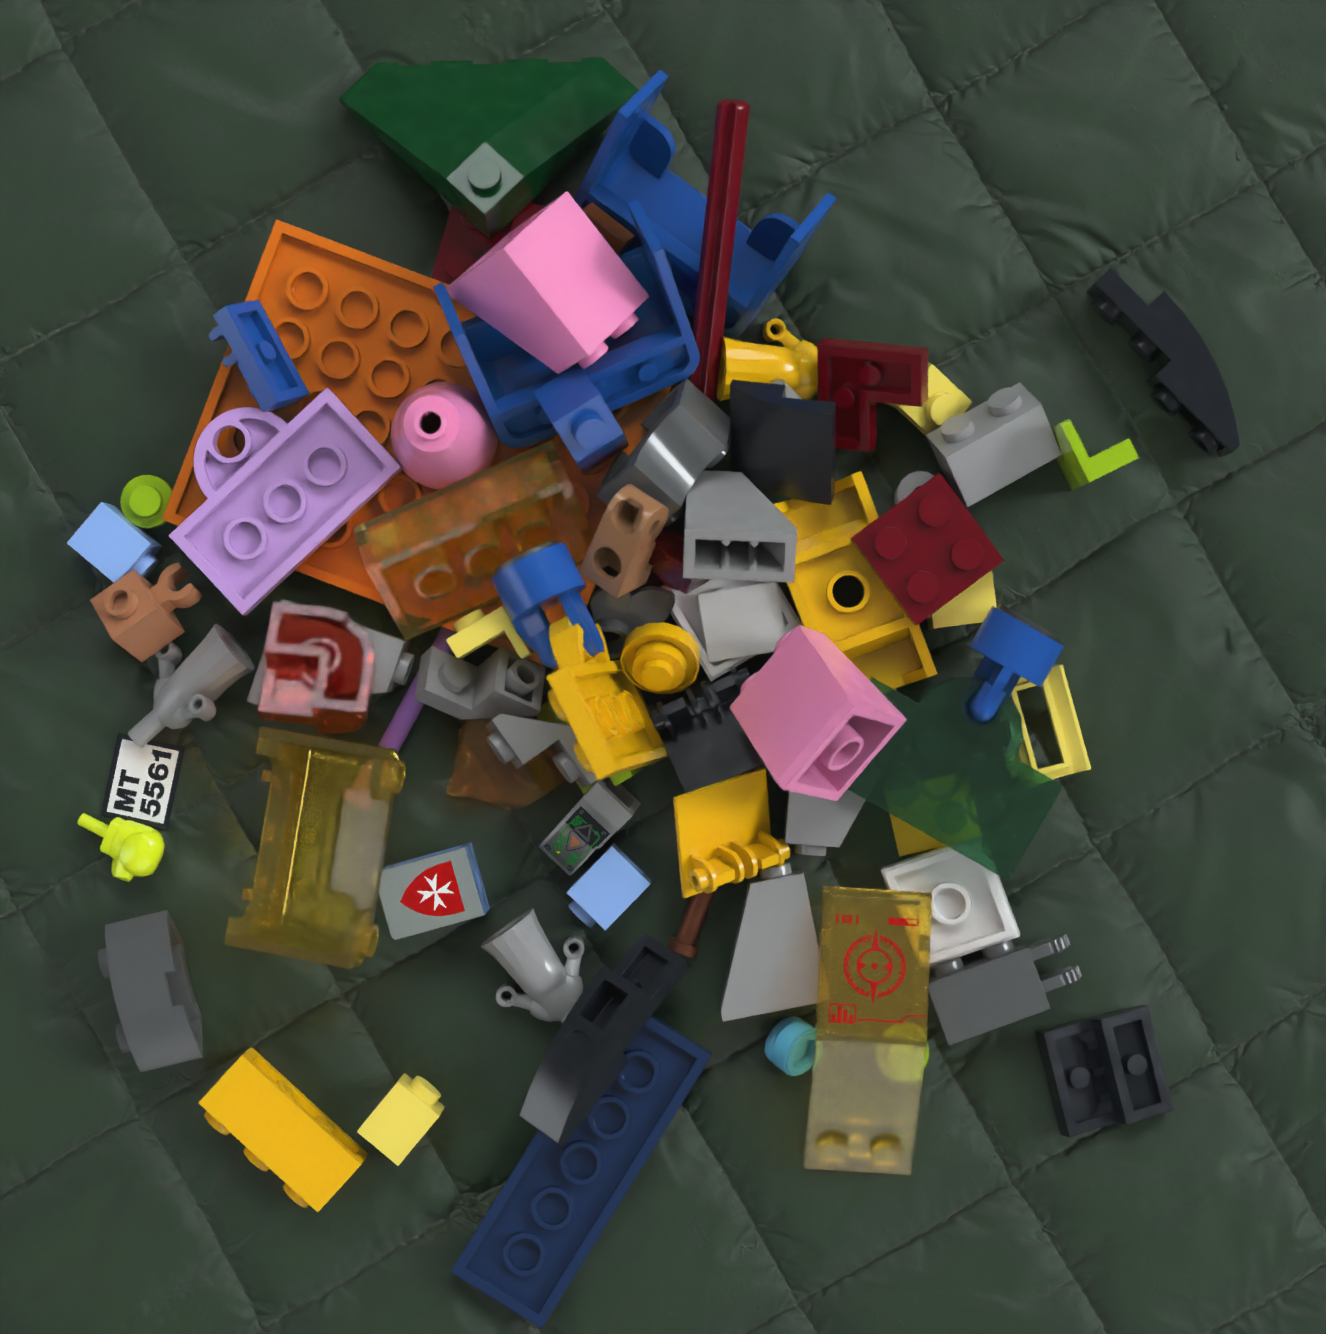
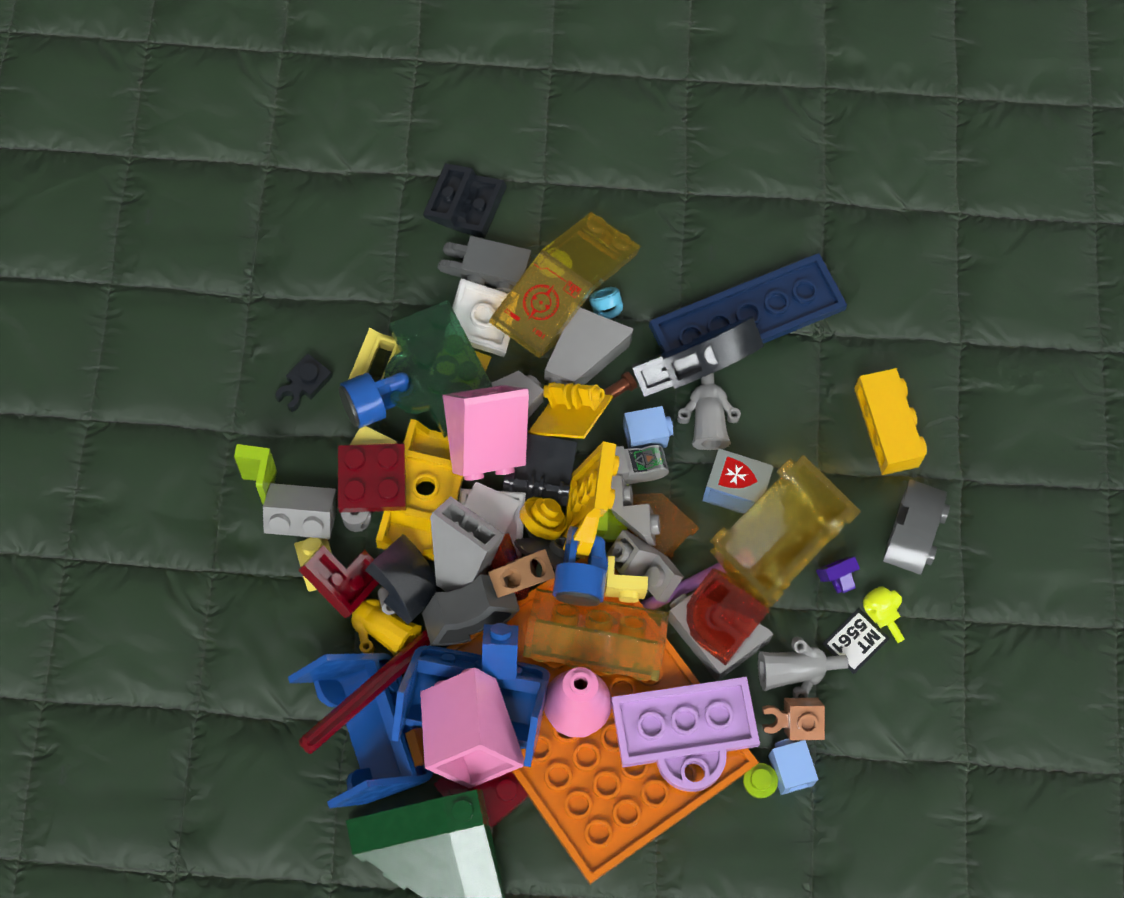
camera: 150 degrees left, 20 degrees down
(217, 856) = (839, 574): none -> dark purple tile
(259, 355) = (647, 807): blue plate -> none
(402, 1117) = (825, 389): light yellow brick -> none
(1128, 647) = (305, 378): none -> black plate
(1188, 374) = (177, 489): black slope -> none

